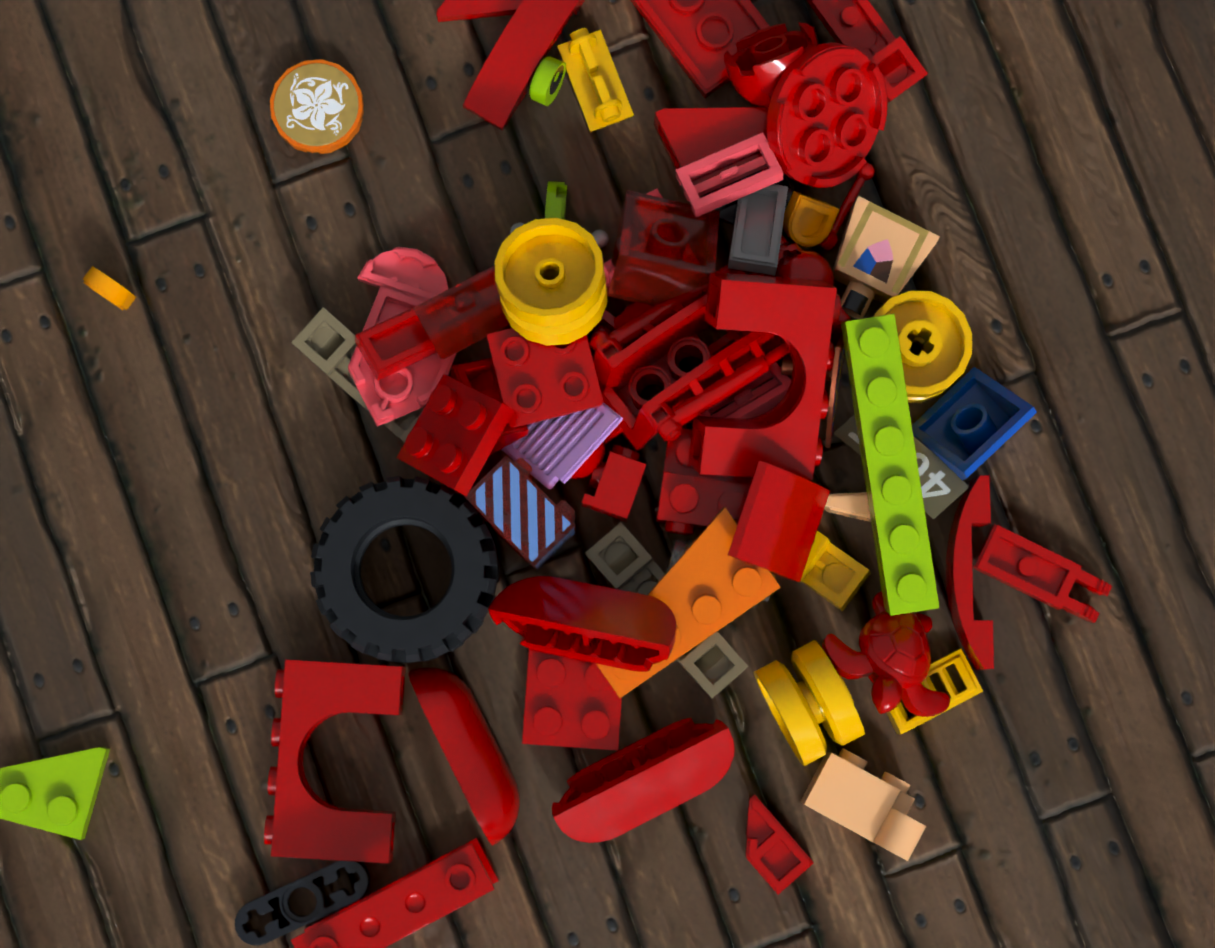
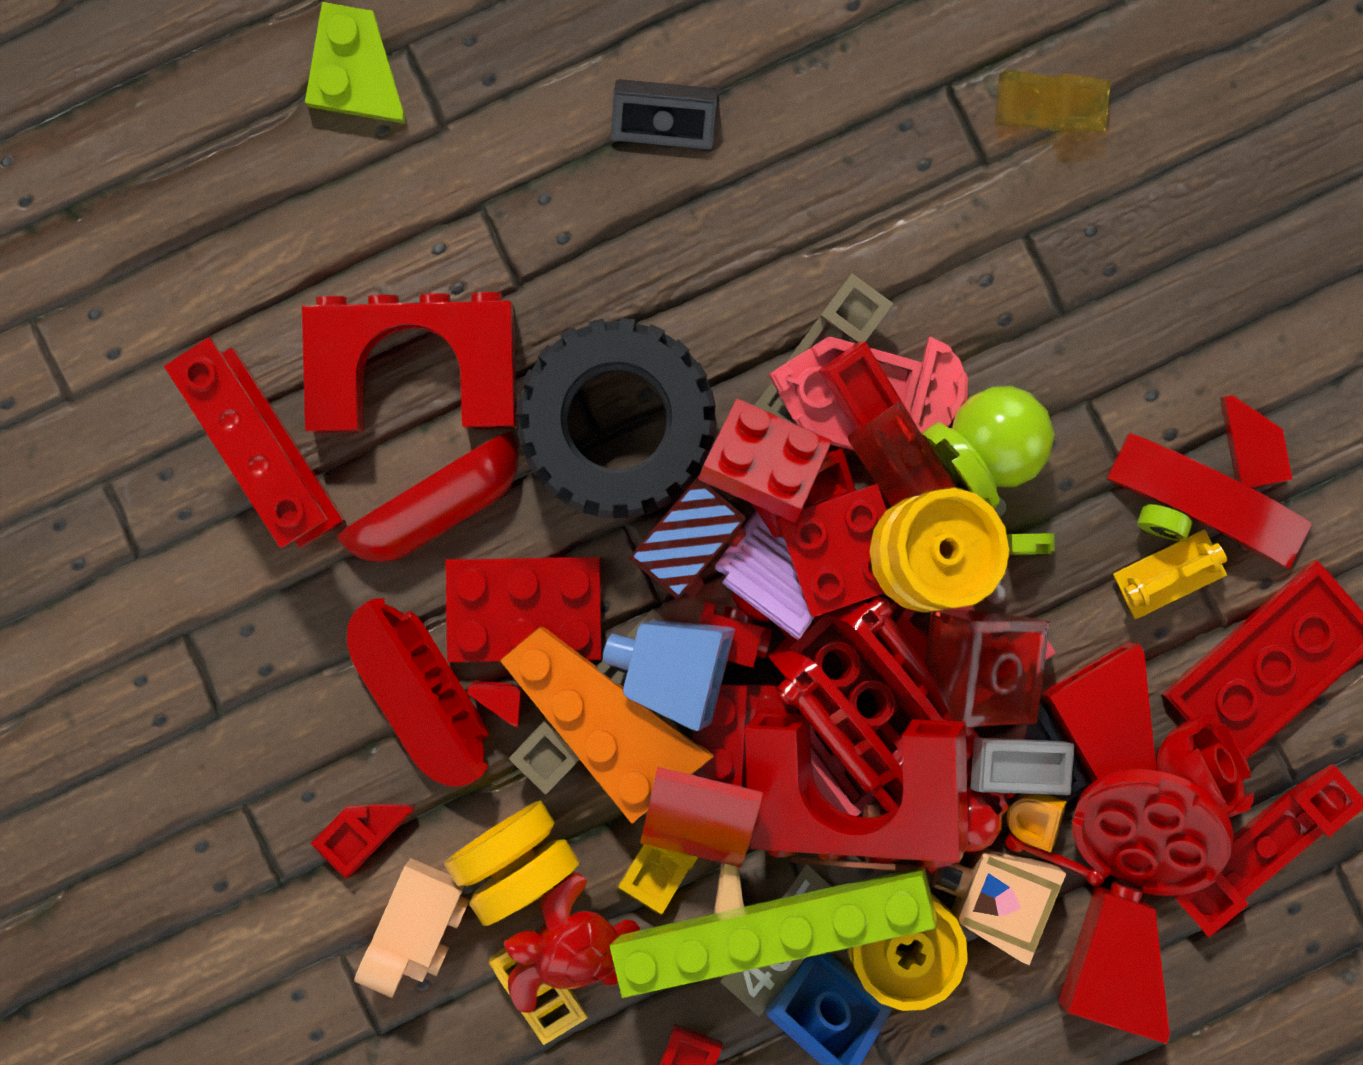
camera: 90 degrees right, 5 degrees up
(108, 288) = (894, 70): light orange tile -> none
(126, 504) = (663, 114): none -> black slope
(153, 148) = (1051, 102): none -> clear yellow slope
(264, 904) = (230, 316): black beam -> none
(317, 106) = (1114, 274): tile -> none
(458, 225) = (994, 442): none -> lime tile
(587, 622) = (576, 621): red brick -> none
(640, 534) = (673, 668): none -> medium blue torso
(655, 702) = (500, 698): none -> red slope
(737, 190) = (1059, 741): coral tile -> none
(947, 156) = (1118, 966): none -> red slope
(974, 635) = (600, 1032): red slope -> none

